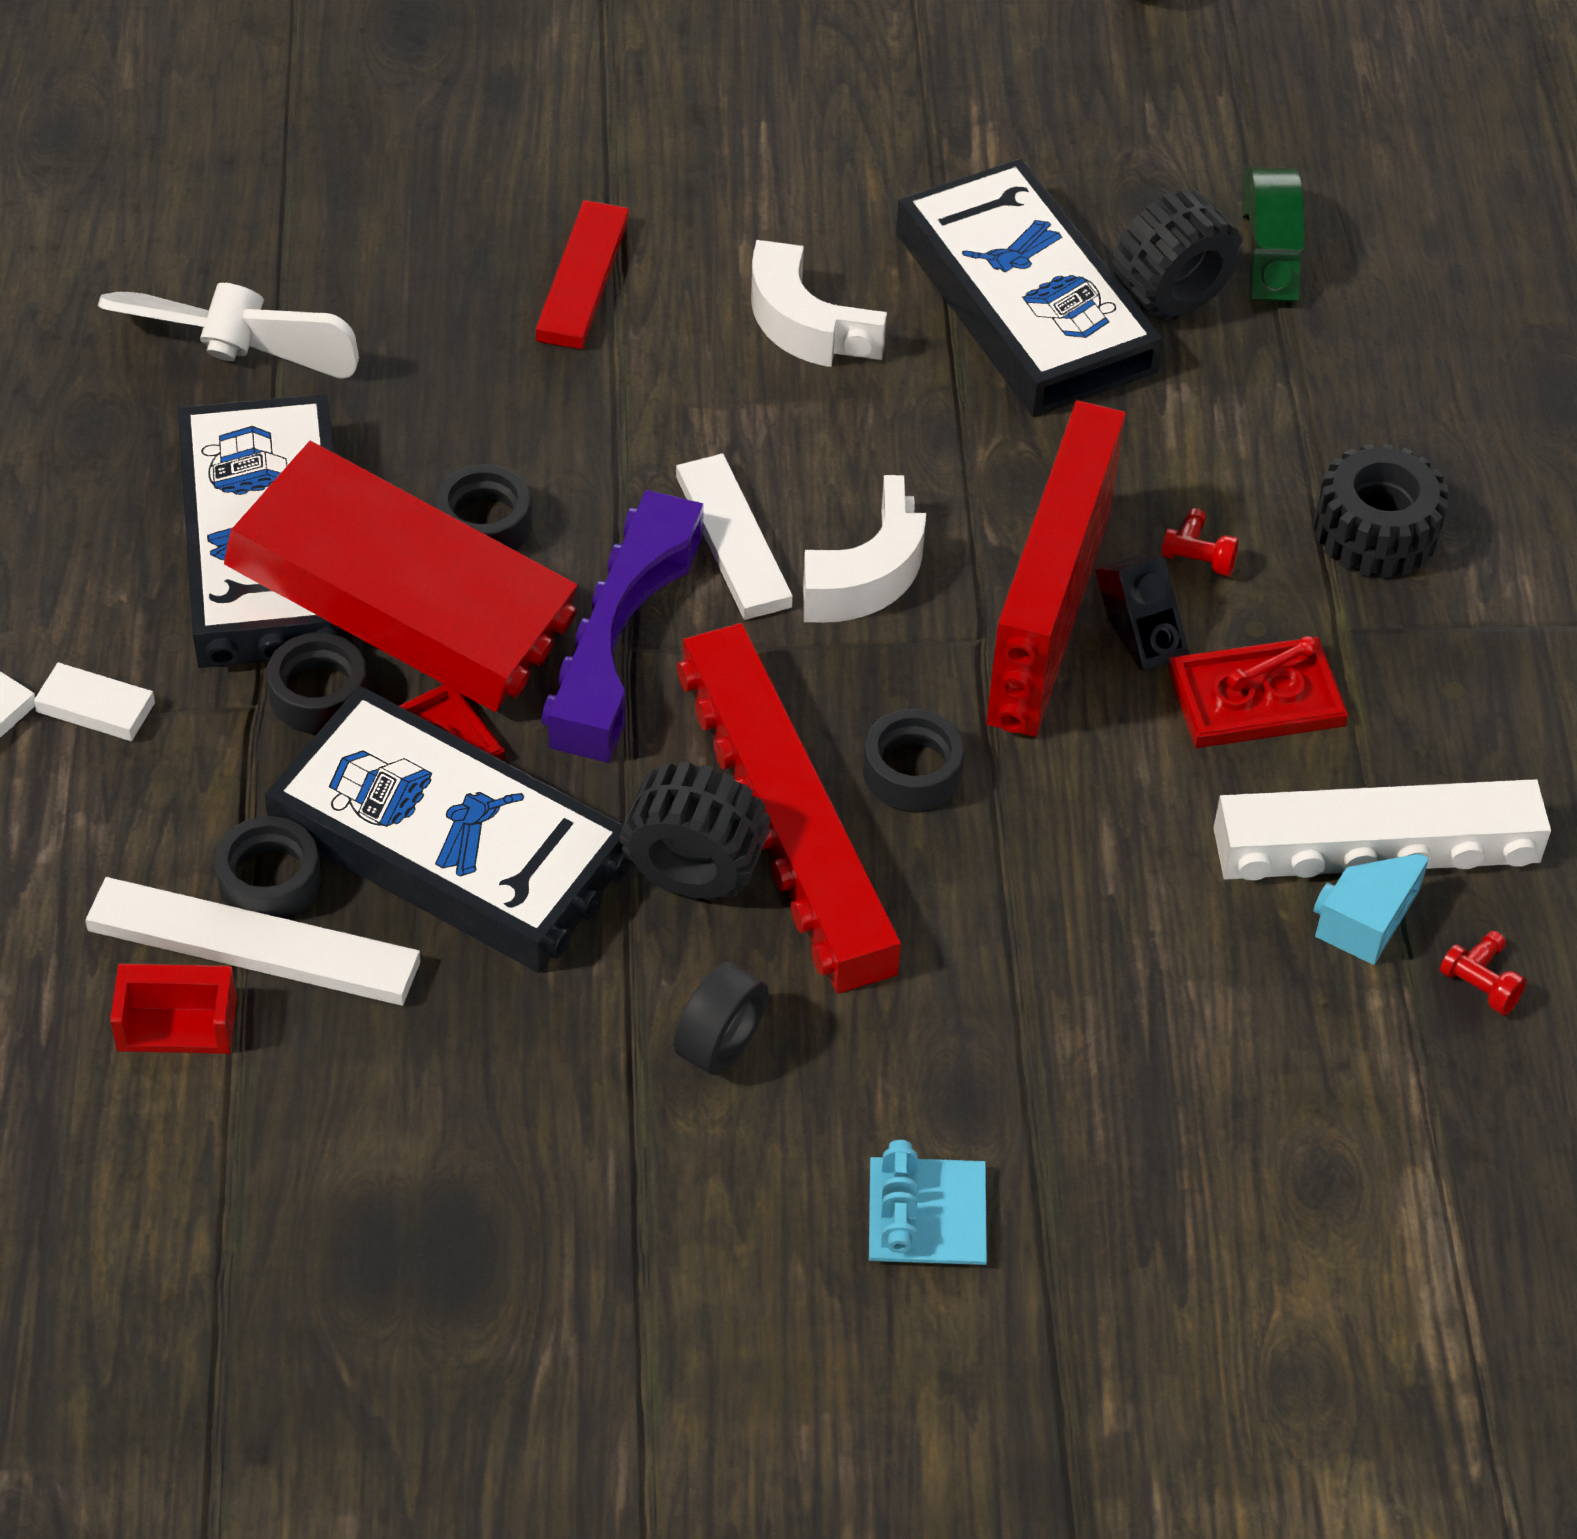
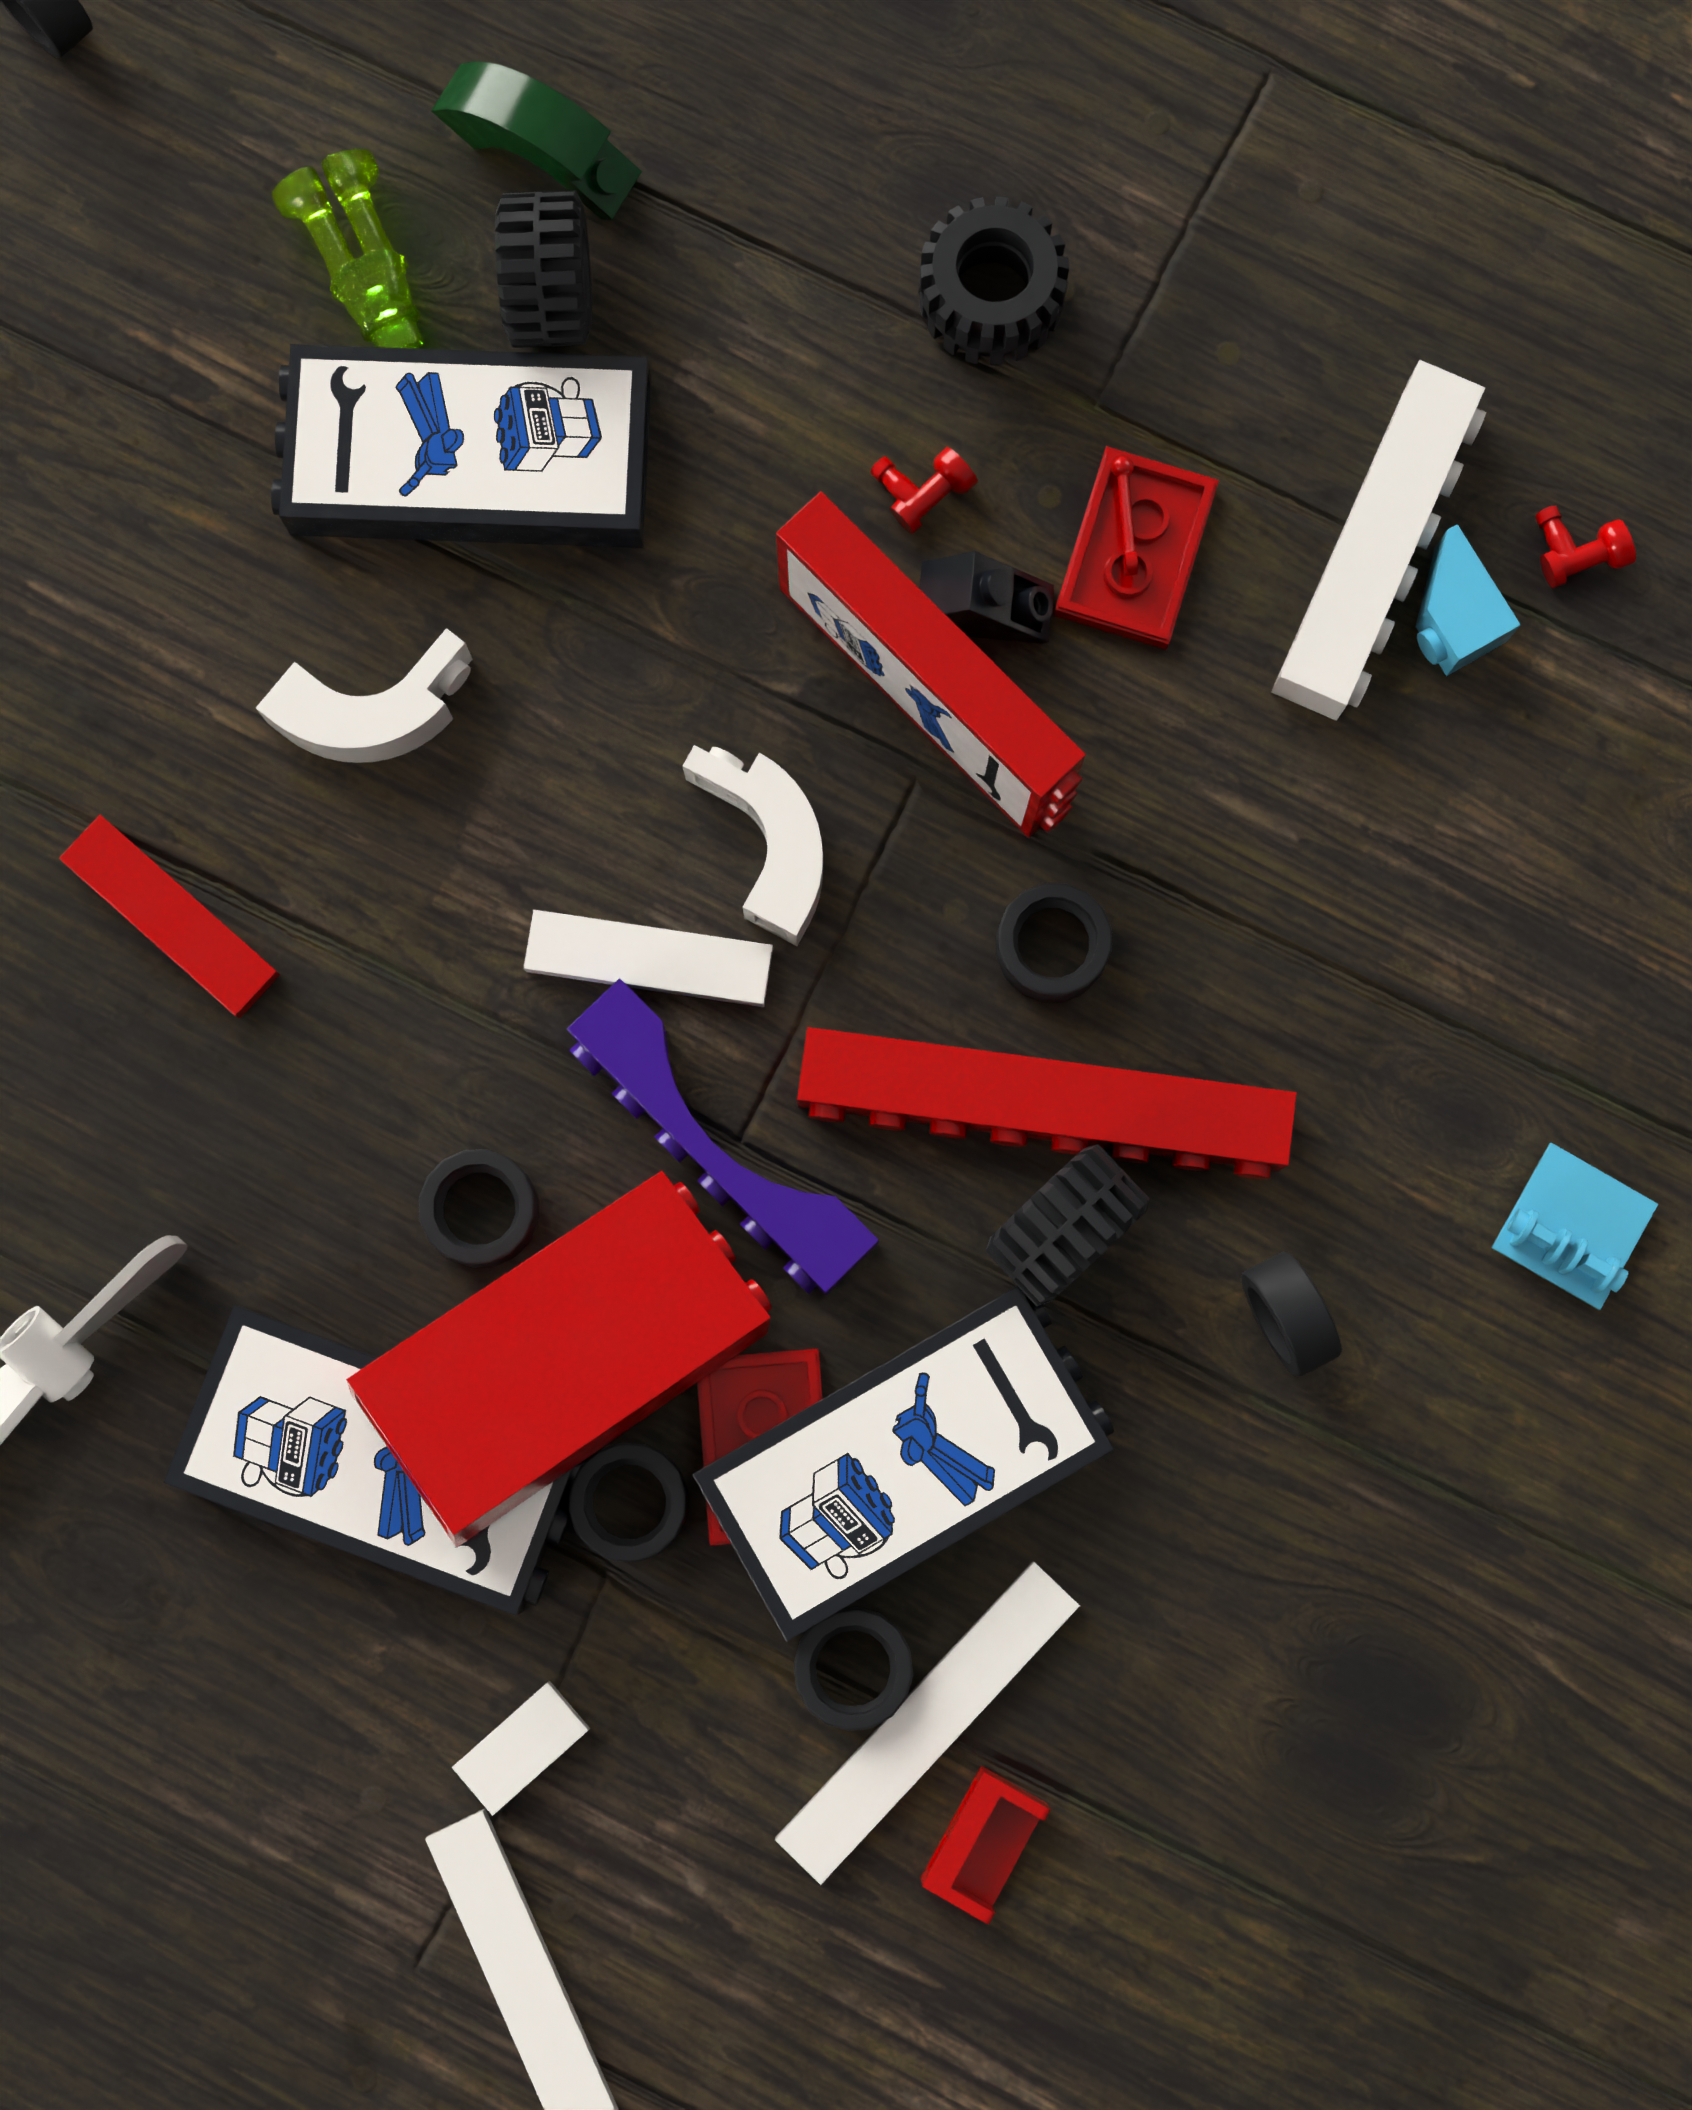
camera: 60 degrees left, 30 degrees up
(1101, 192) = (368, 286): none -> clear neon green piece

